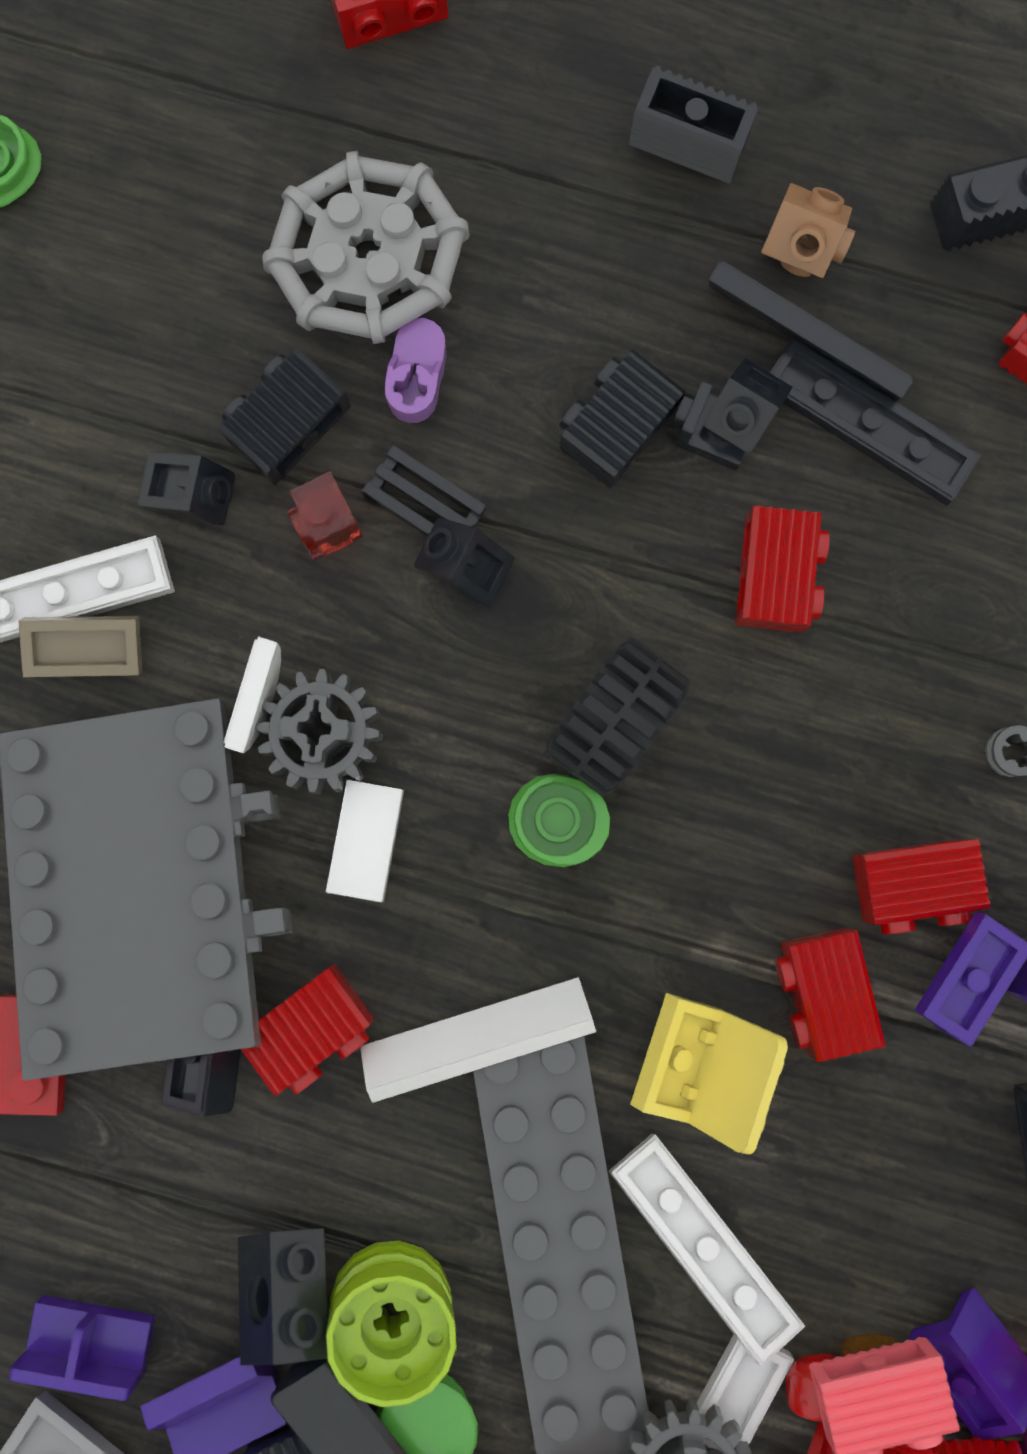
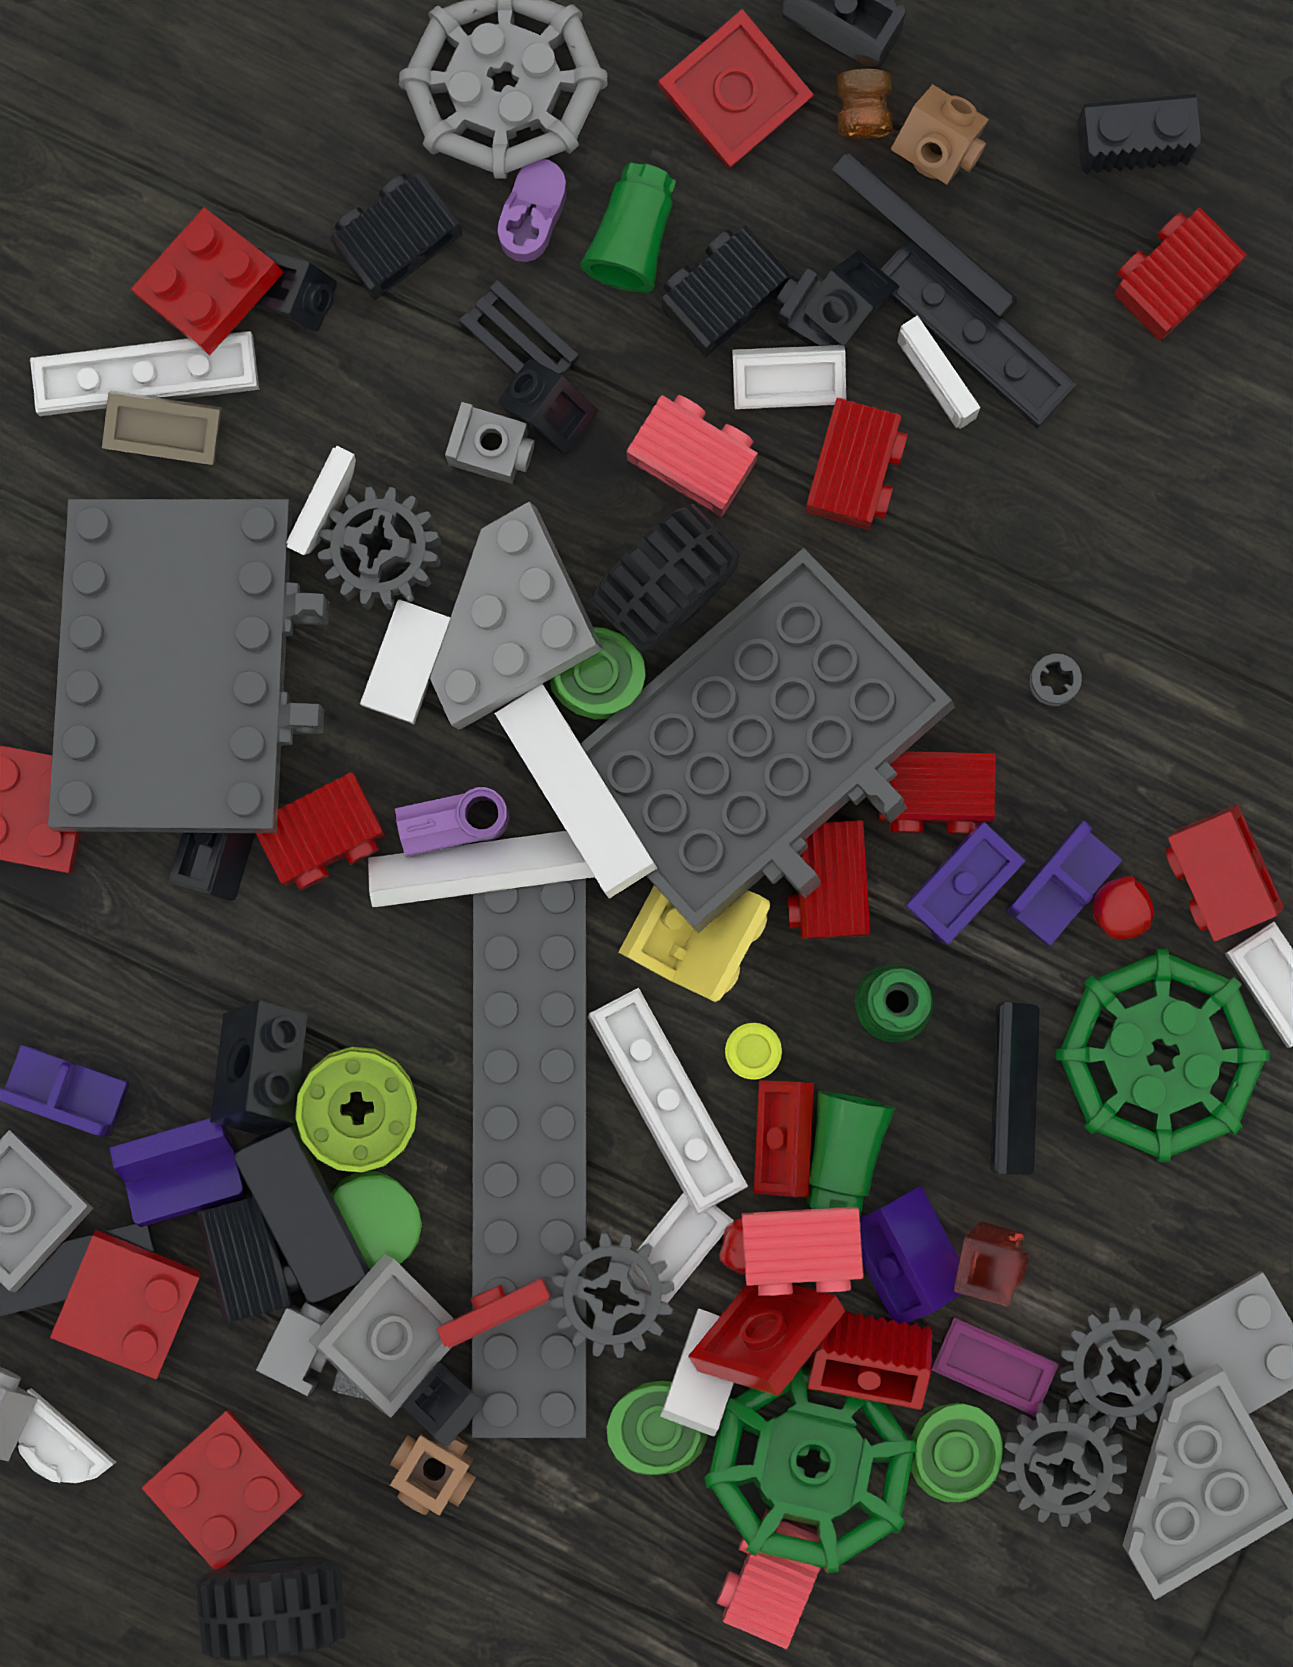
camera: 20 degrees right, 0 degrees up
(103, 492) = (207, 281): none -> red plate
(322, 517) = (417, 340): clear red brick -> none
(388, 612) = (500, 464): none -> light grey brick
(432, 999) = (445, 822): none -> medium lavender piece
(464, 784) = (511, 621): none -> light grey plate
(518, 374) = (632, 230): none -> green plant
(562, 951) = (576, 791): none -> white tile
(595, 220) = (735, 89): none -> red plate
(618, 585) = (693, 454): none -> coral brick
(698, 493) = (789, 376): none -> white tile
(725, 213) = (864, 104): none -> clear orange wheel
(736, 871) = (763, 739): none -> dark grey hinge
(781, 1177) = (753, 1051): none -> neon yellow tile
(831, 1267) = (783, 1138): none -> red plate
(845, 465) = (937, 373): none -> white tile
(897, 1269) = (845, 1149): none -> green plant
(907, 1096) = (872, 1006): none -> green plant

